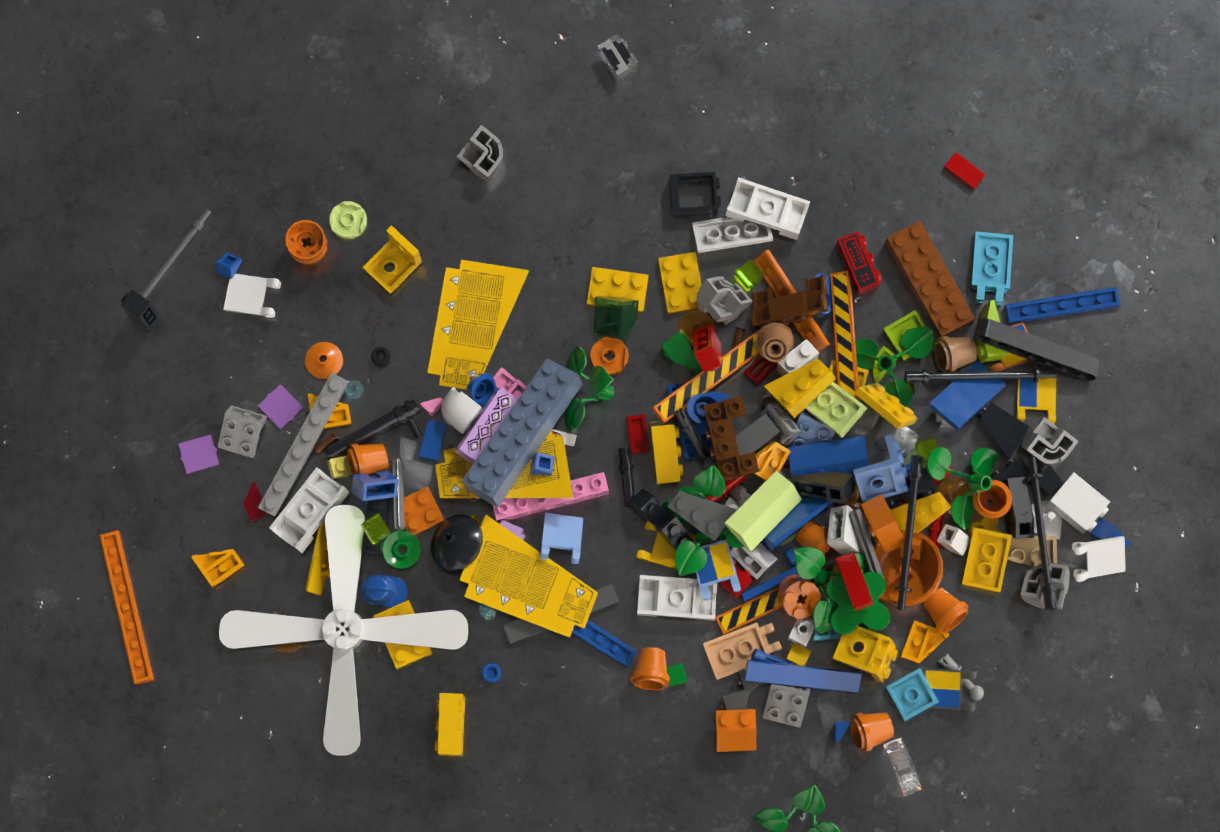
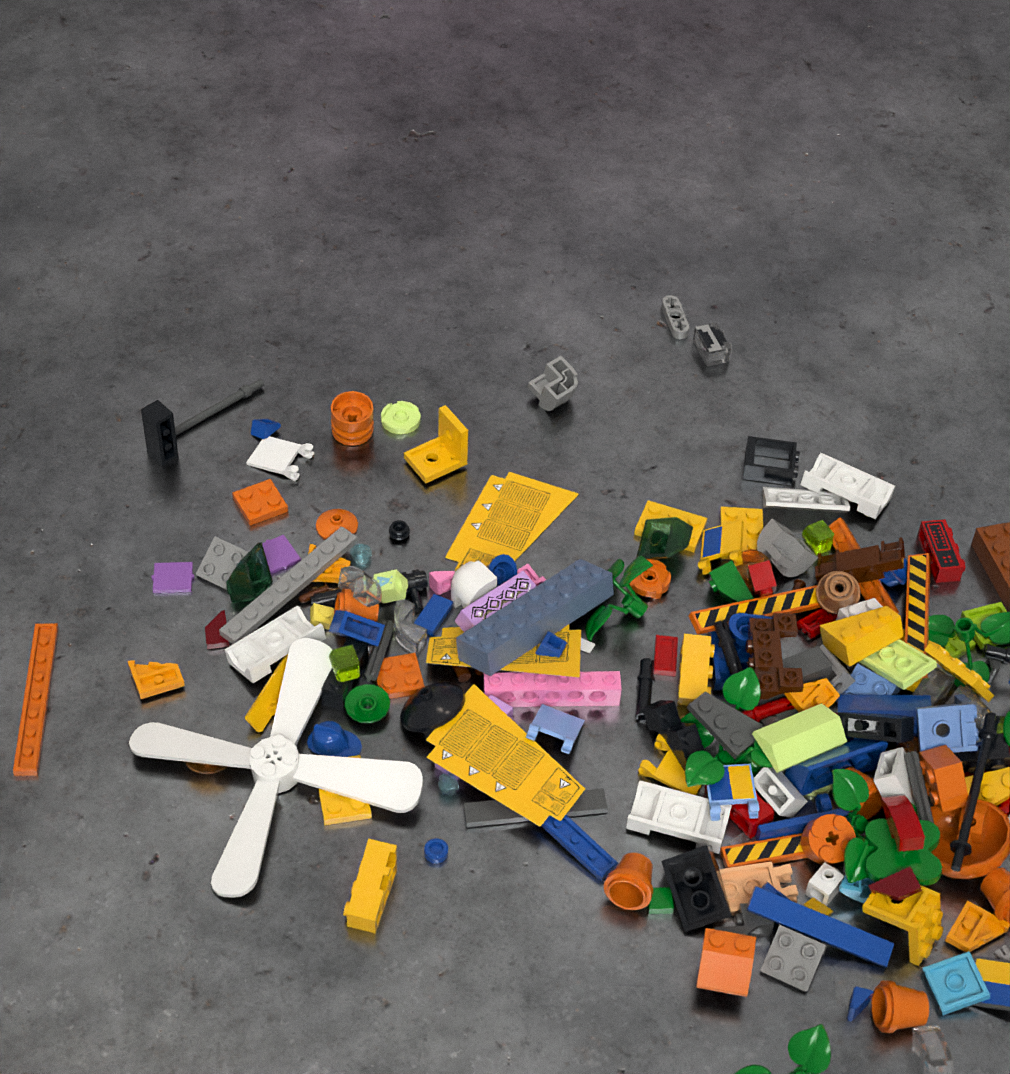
camera: 10 degrees right, 30 degrees down
(249, 352) = (260, 502): none -> orange plate
(268, 447) = (250, 576): none -> clear green slope
(372, 441) = (364, 586): none -> clear brick
(391, 433) = (392, 585): none -> yellowish green brick
(577, 40) = (677, 310): none -> light grey beam
(666, 304) = (721, 542): none -> flag
(702, 661) = (697, 887): none -> black slope
(858, 638) = (897, 886): none -> dark red tile

